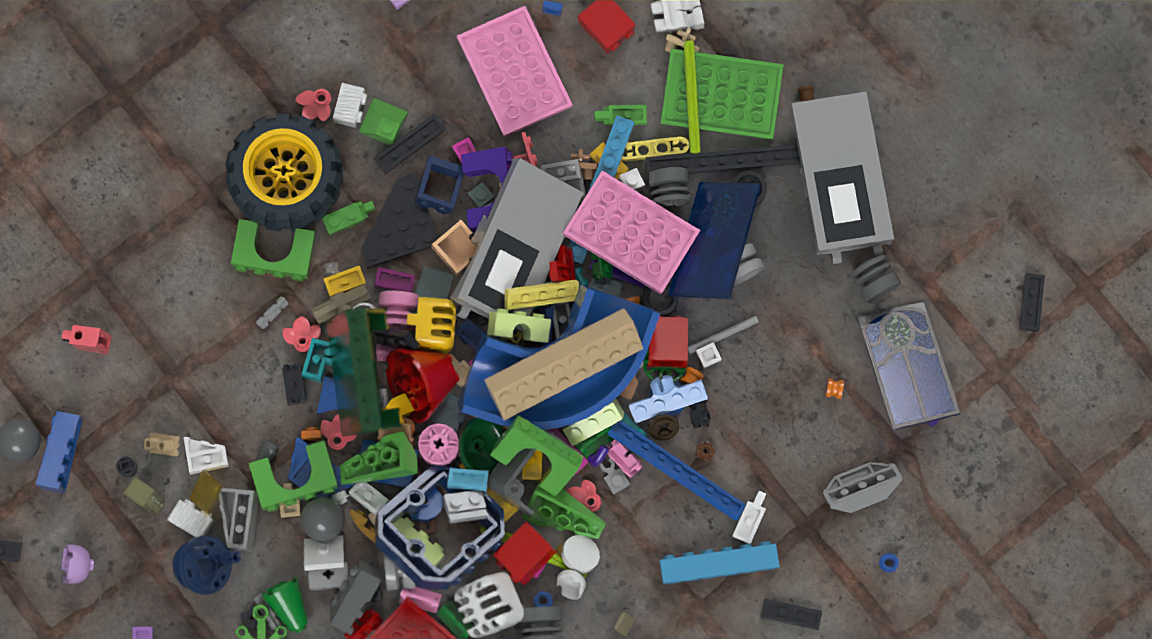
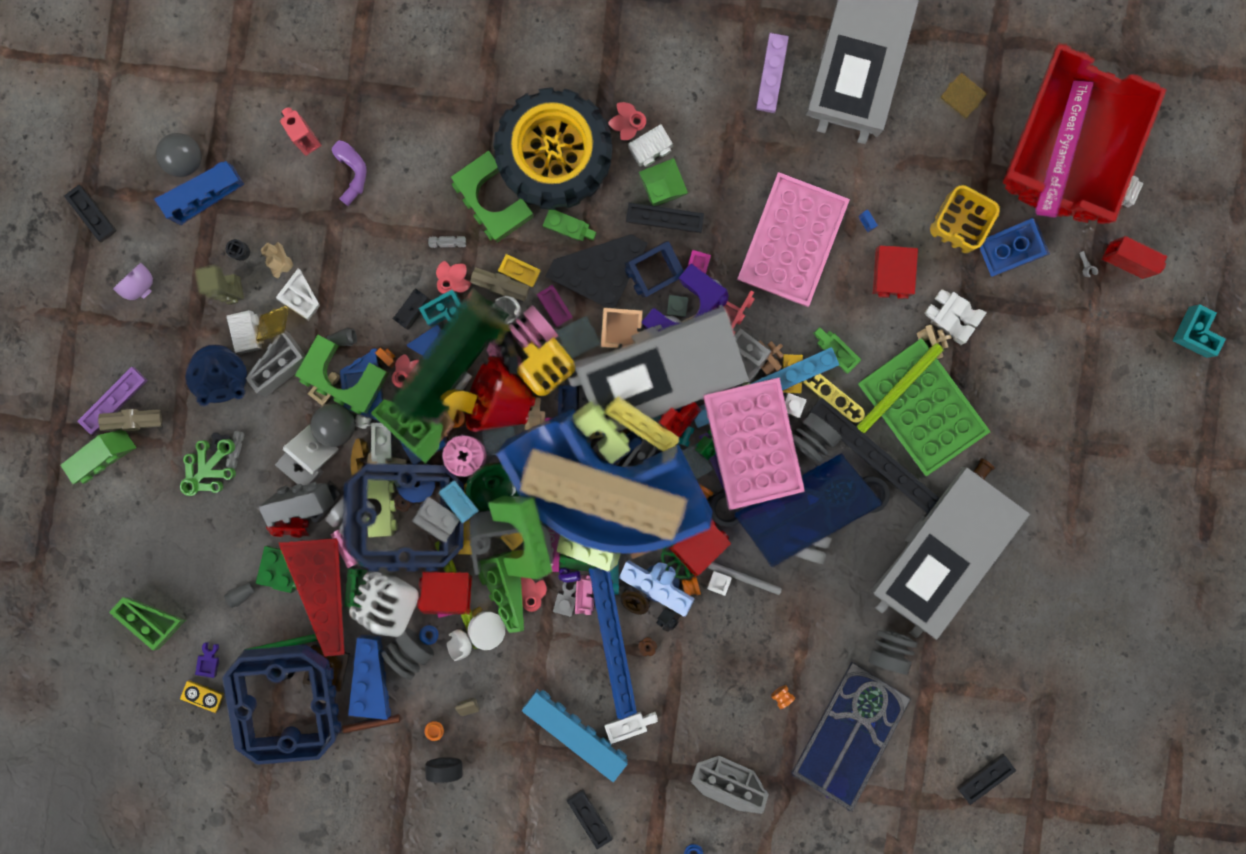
camera: 55 degrees right, 10 degrees up
(138, 322) = (348, 155): none -> medium lavender piece
(288, 604) = (251, 458): green cone -> none
(330, 269) = (518, 252): clear bush -> none

